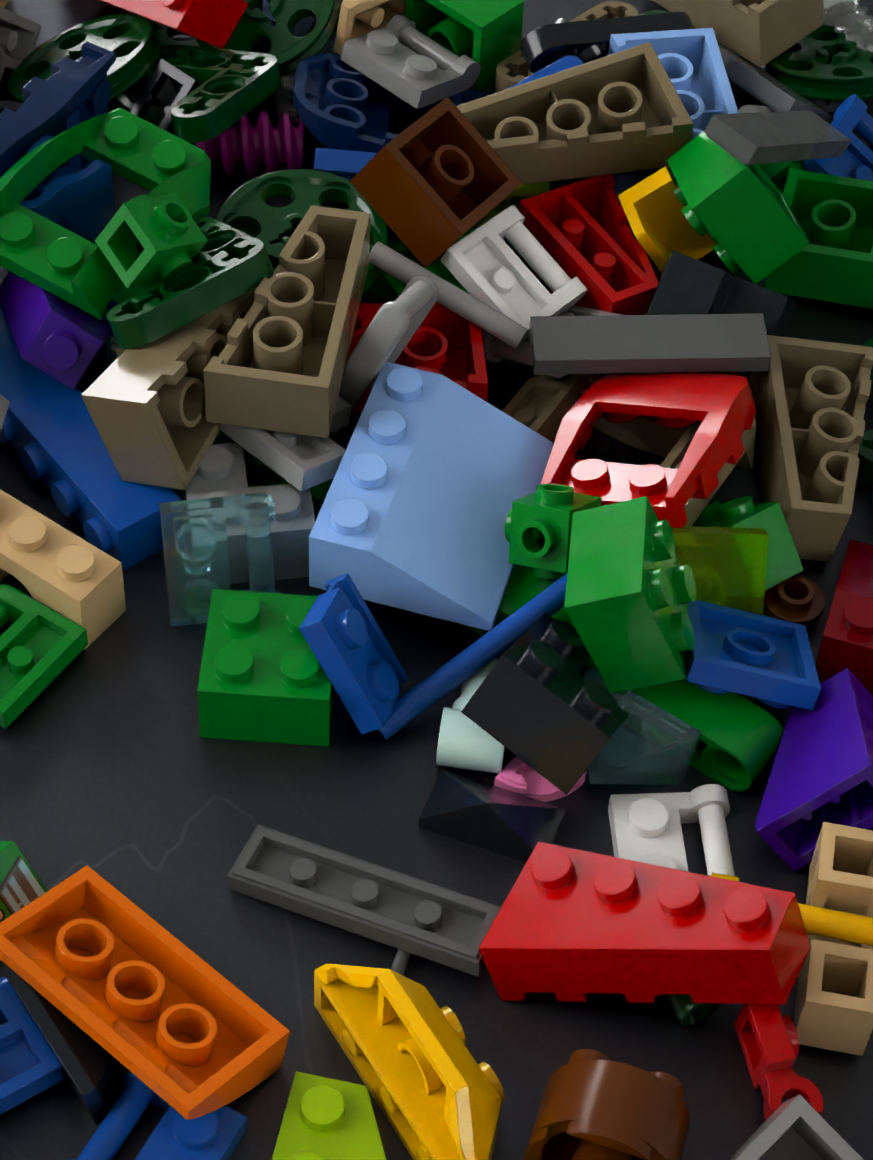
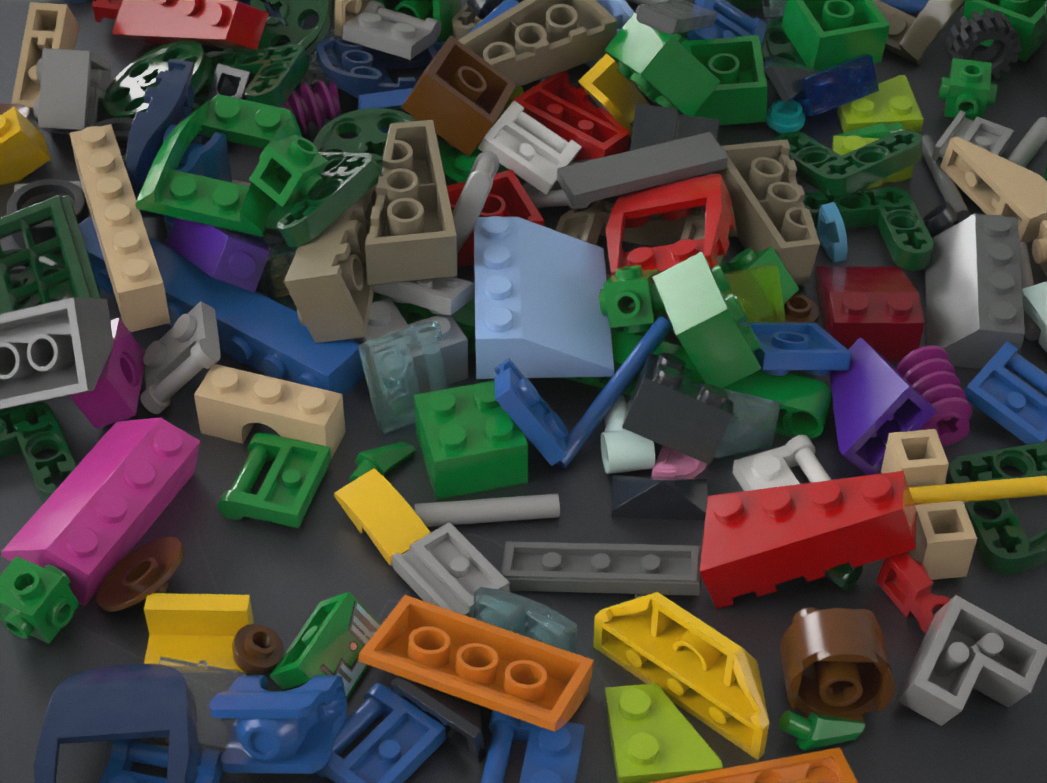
camera: 15 degrees left, 5 degrees down
(114, 744) = (381, 513): none -> yellow slope
(146, 666) = (382, 458): none -> green bar
(166, 851) = (447, 570): none -> light grey plate
(228, 948) = (525, 618): none -> clear light blue slope
(254, 772) = (489, 510): none -> light grey piece
(451, 296) = (505, 171): light grey bar -> none

